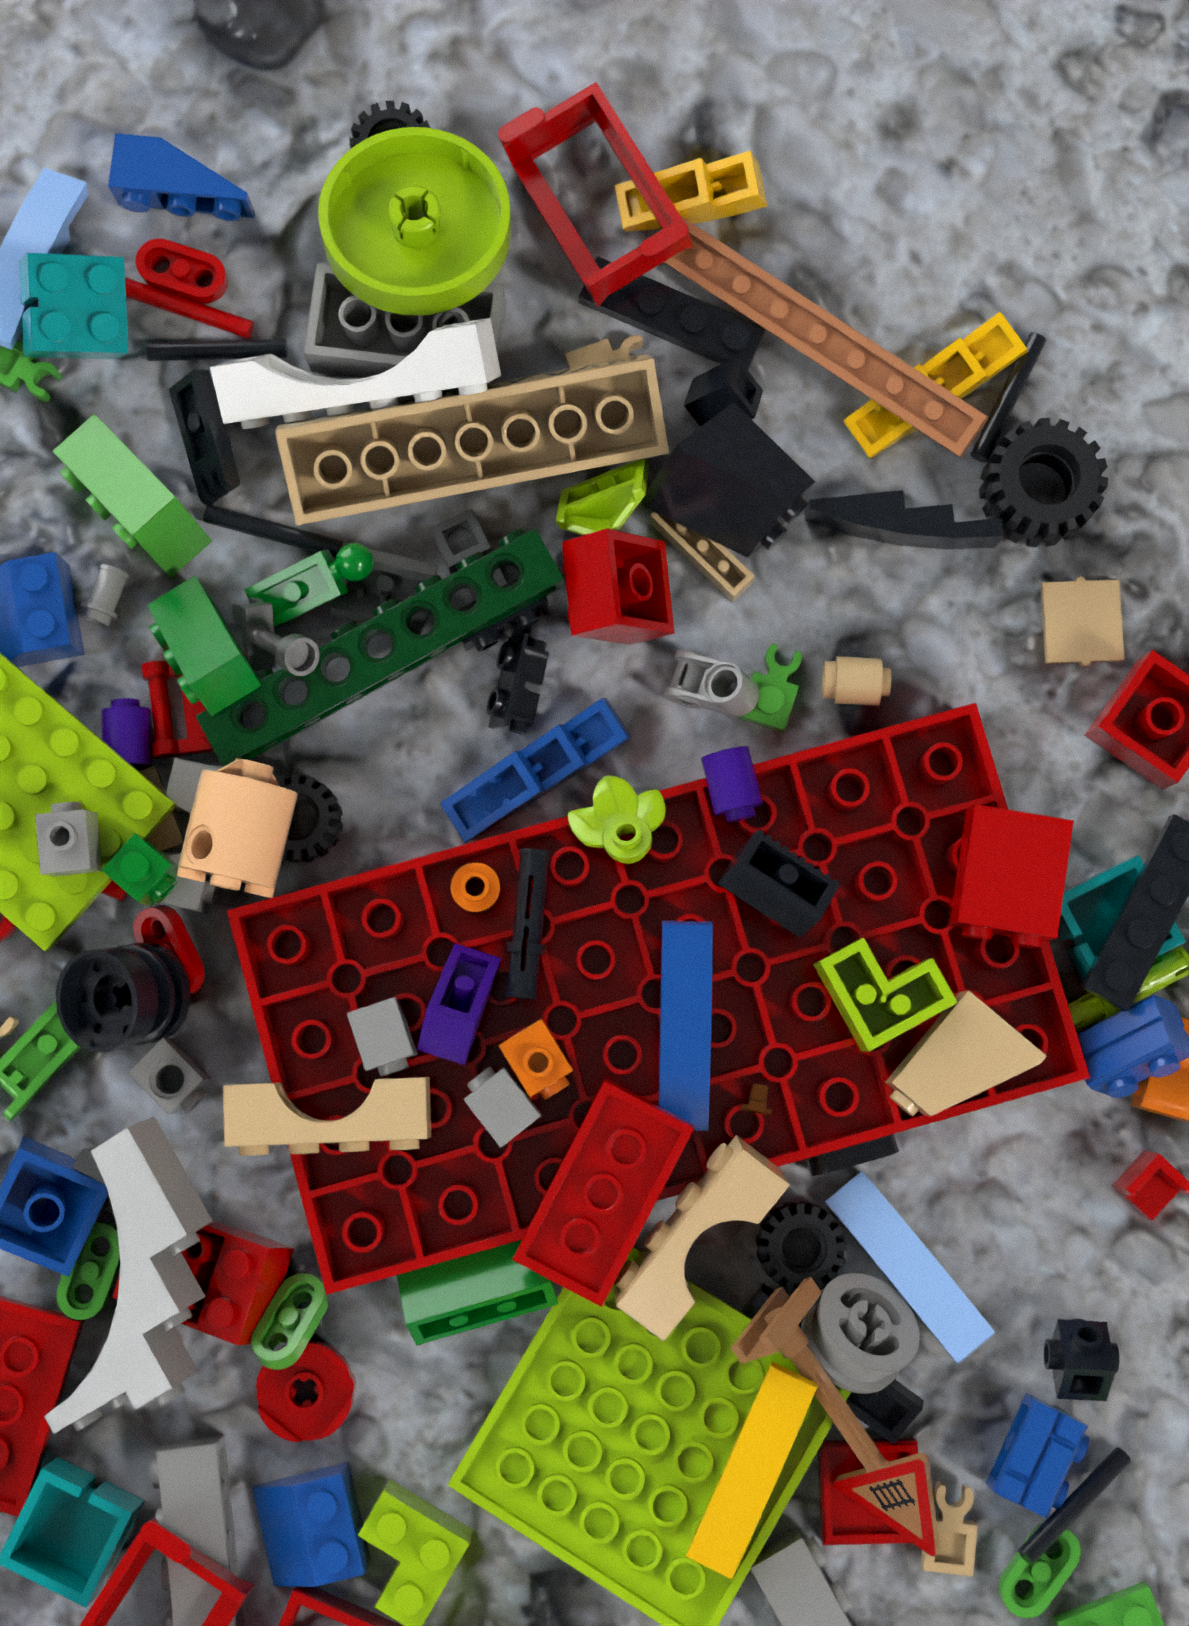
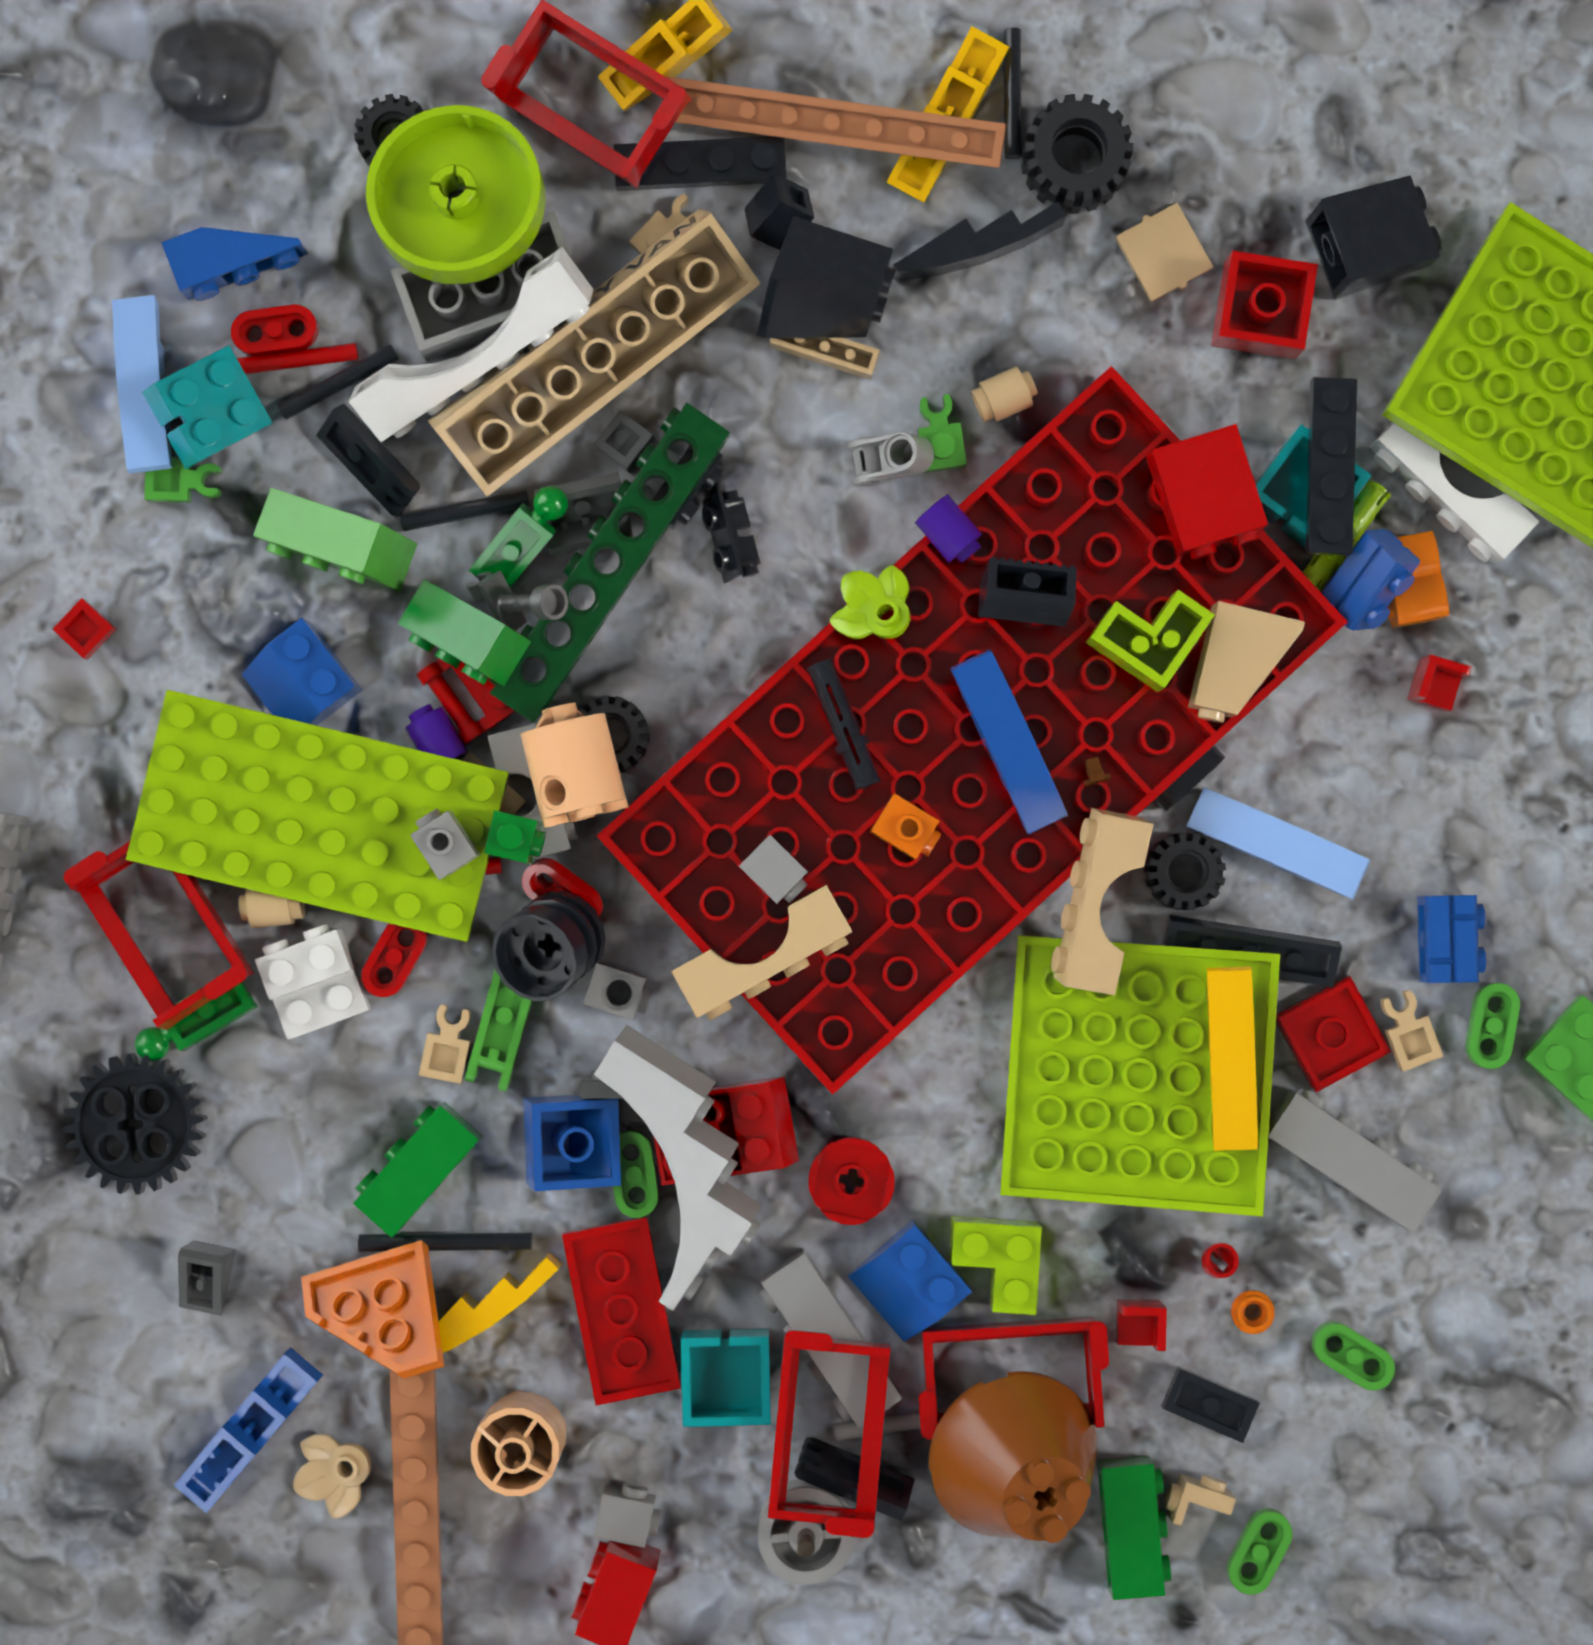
camera: 30 degrees left, 5 degrees up
(104, 596) = (356, 633): light grey pin -> none
(287, 1323) = (812, 1135): bright green plate -> none
(458, 1004) = (821, 815): dark purple slope -> none
(471, 1293) = (947, 1033): green brick -> none
(486, 898) = (782, 730): orange plate -> none
(500, 1104) = (895, 877): light grey brick -> none
(535, 770) = (781, 598): blue slope -> none
(603, 500) = (726, 351): lime slope -> none
(603, 1192) = (1010, 903): red plate -> none
(617, 587) = (775, 416): red brick -> none
(885, 1335) = (1264, 913): light grey wheel -> none
(893, 1490) = (1347, 1022): medium nougat piece -> none
(1074, 1505) = (1496, 962): black bar -> none
(1081, 1359) = (1447, 846): black brick -> none

